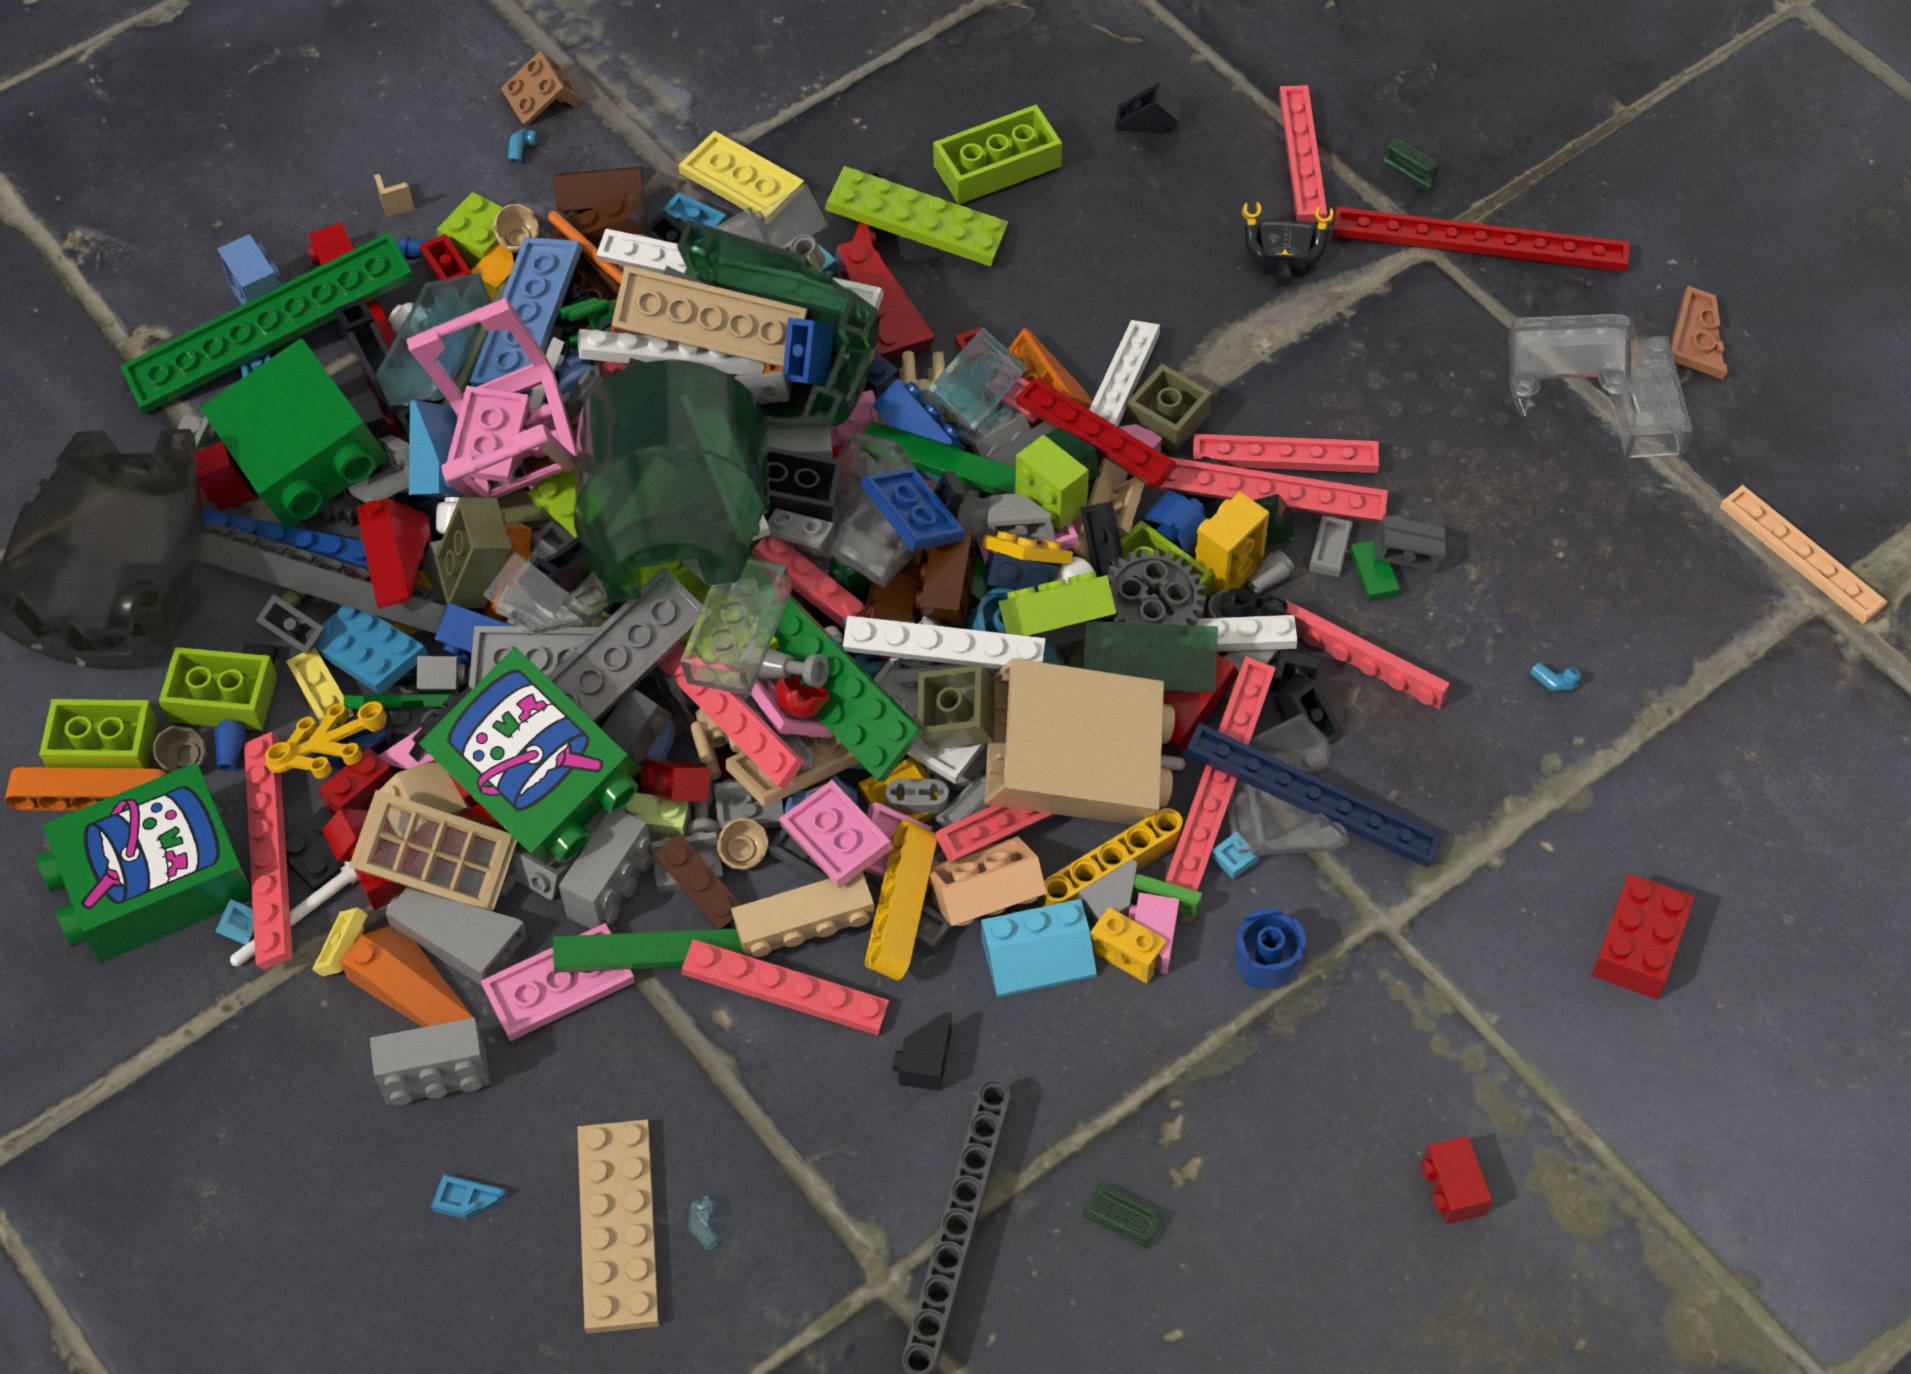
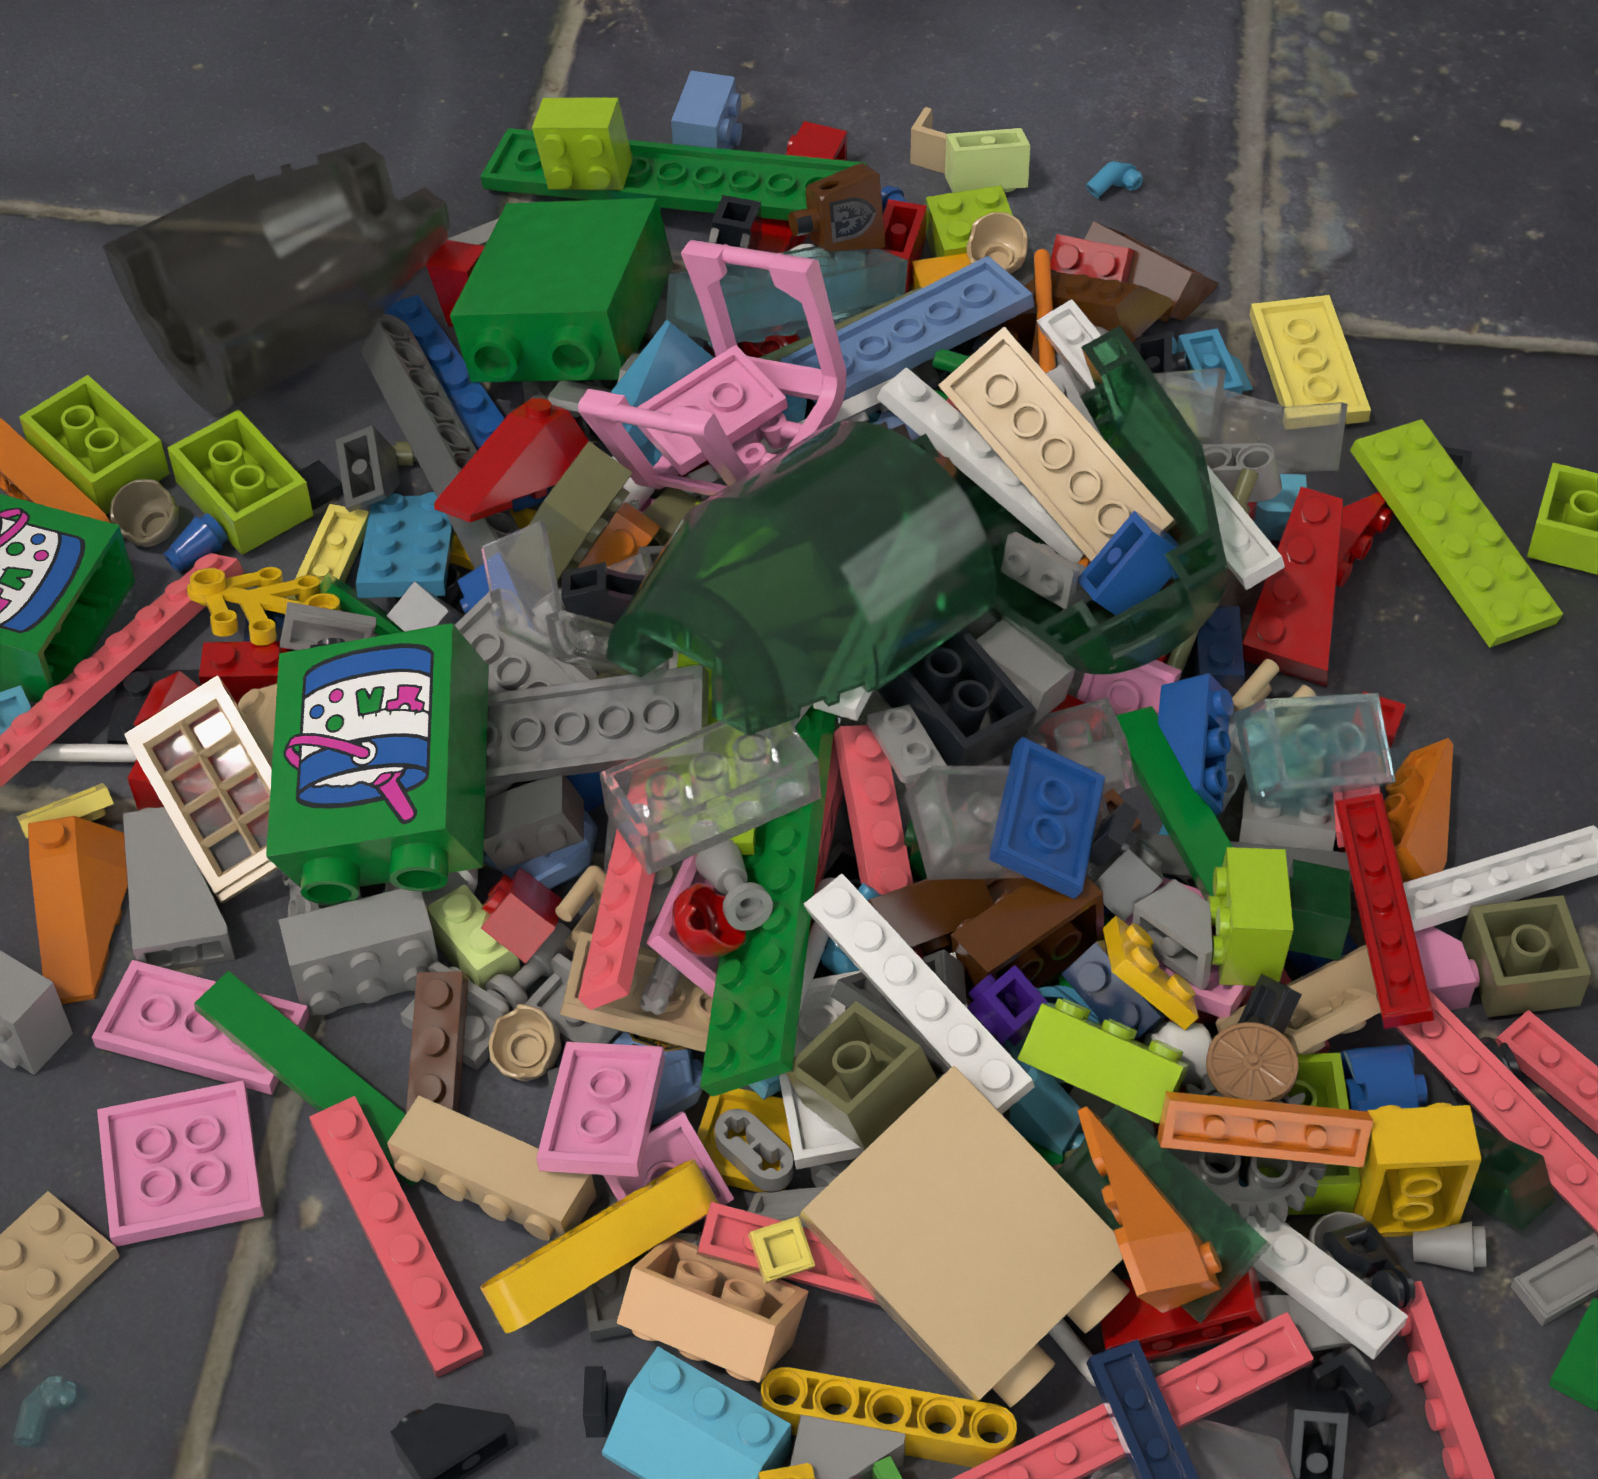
camera: 45 degrees right, 5 degrees down
(203, 338) = (582, 143): none -> lime brick
(389, 724) = (309, 624): none -> light grey tile
(417, 268) = (843, 211): none -> reddish brown torso
(441, 183) = (987, 160): none -> yellowish green brick
(538, 86) = (1200, 128): medium nougat bracket -> none
(571, 200) = (1091, 258): none -> plate
(630, 1053) = (179, 1163): none -> bright pink plate
(971, 974) = (595, 1401): none -> black tile
(983, 614) = (1006, 1005): none -> dark purple brick
(992, 825) = (781, 1250): none -> light yellow tile
(1122, 553) = (1252, 1062): none -> medium nougat wheel
(1164, 577) = (1264, 1129): none -> orange plate
(1175, 665) = (1157, 1244): none -> orange wedge

